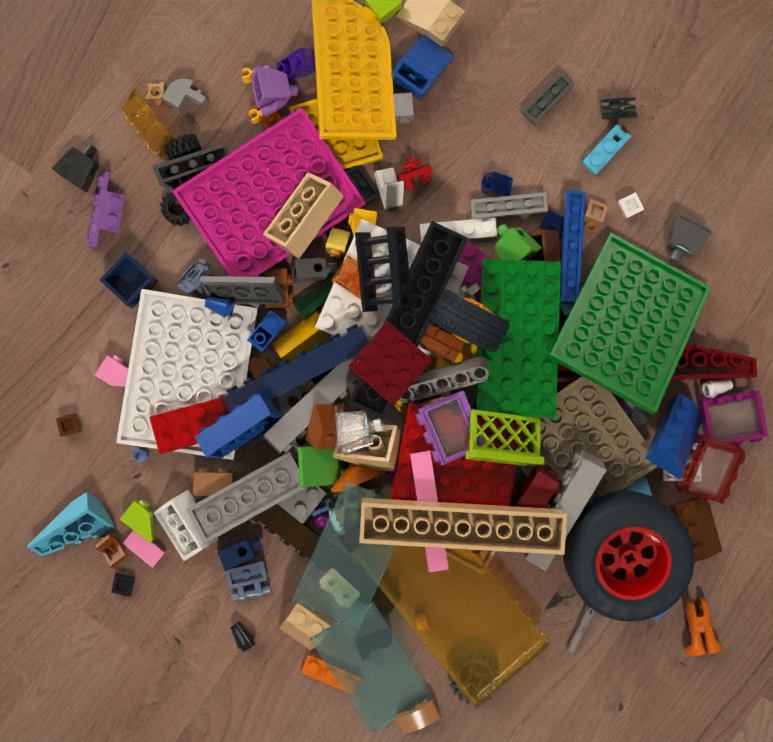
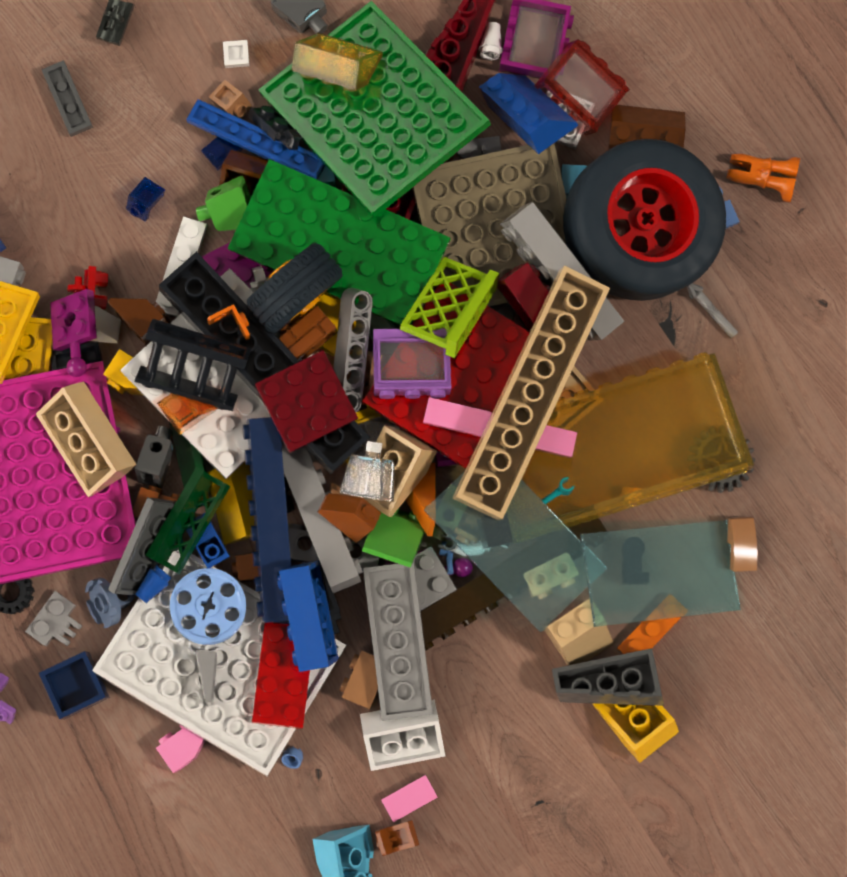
camera: 65 degrees left, 5 degrees down
(68, 425) = (221, 832): reddish brown plate -> none
(123, 584) = (444, 842): black tile -> none
(141, 519) = (372, 787): lime slope -> none
(170, 247) = (54, 621): none -> light grey hinge
(174, 369) = (207, 669): none -> light grey slope
(225, 342) = (220, 602): none -> light blue wedge
(230, 557) = (461, 690): dark blue torso -> none
(242, 637) = (565, 719): black cone -> none
(246, 575) = (492, 685): sand blue plate -> none
(264, 685) = (639, 726): none -> yellow slope
(274, 306) = (180, 518): none -> dark green fence
(281, 663) = (611, 680): none -> dark grey wedge
(338, 243) = (136, 413): light yellow slope -> none
(377, 176) = (81, 330): none -> magenta plate
(401, 572) = (560, 490): none -> teal hand
(407, 216) = (138, 314): none -> reddish brown slope
(430, 291) = (240, 319): none -> orange bracket
(509, 205) = (176, 195): light grey plate -> none
(587, 256) = (275, 126): none -> black hinge
(605, 150) = (157, 56): medium azure plate -> none
(654, 280) = (335, 61): none -> clear yellow slope

